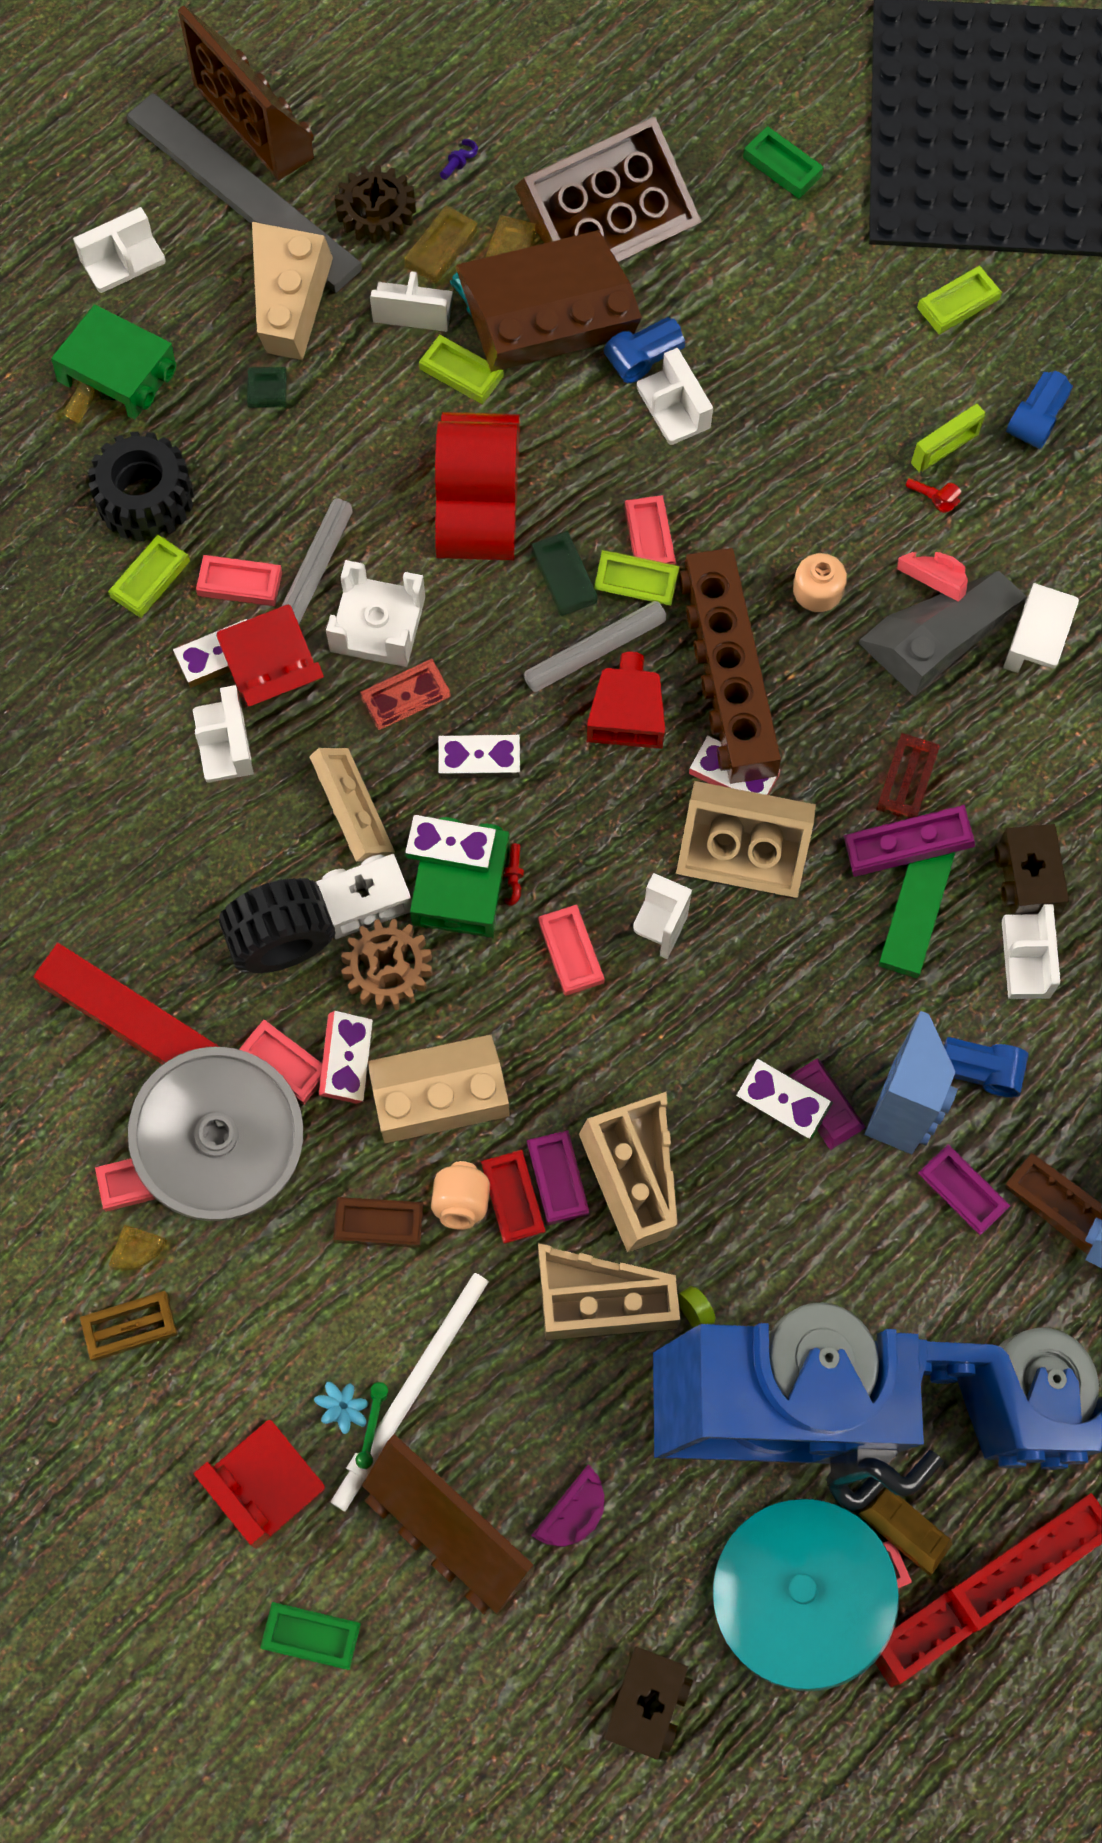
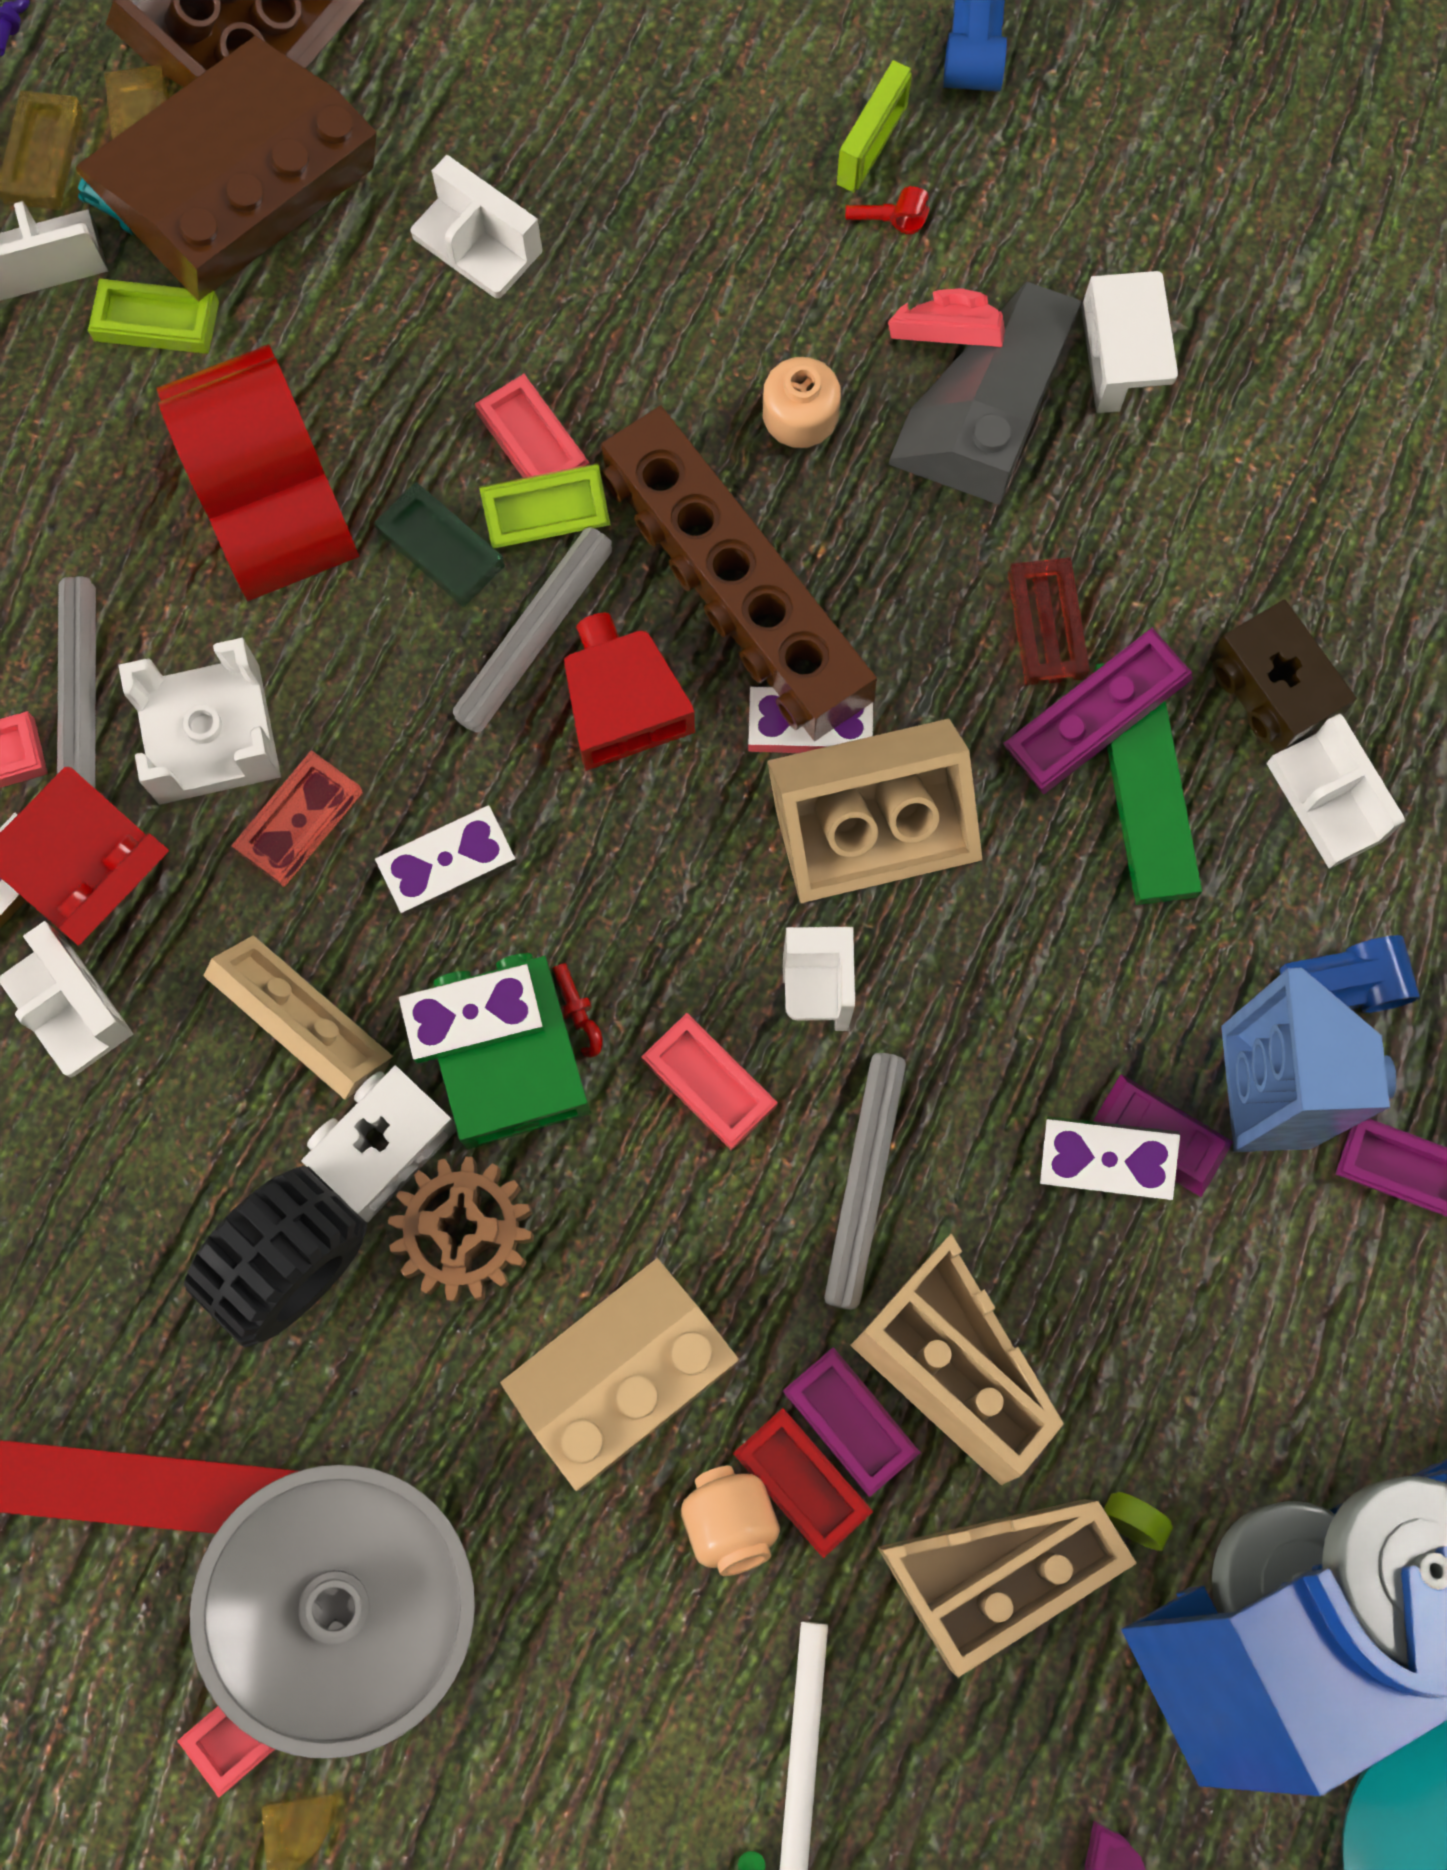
camera: 25 degrees left, 5 degrees up
(289, 1059) = (380, 1439): coral tile -> none
(345, 1057) = (467, 1395): tile -> none
(378, 1222) = (629, 1614): reddish brown tile -> none
(633, 1047) = (865, 1181): none -> light grey axle
(635, 353) = (391, 187): blue piece -> none

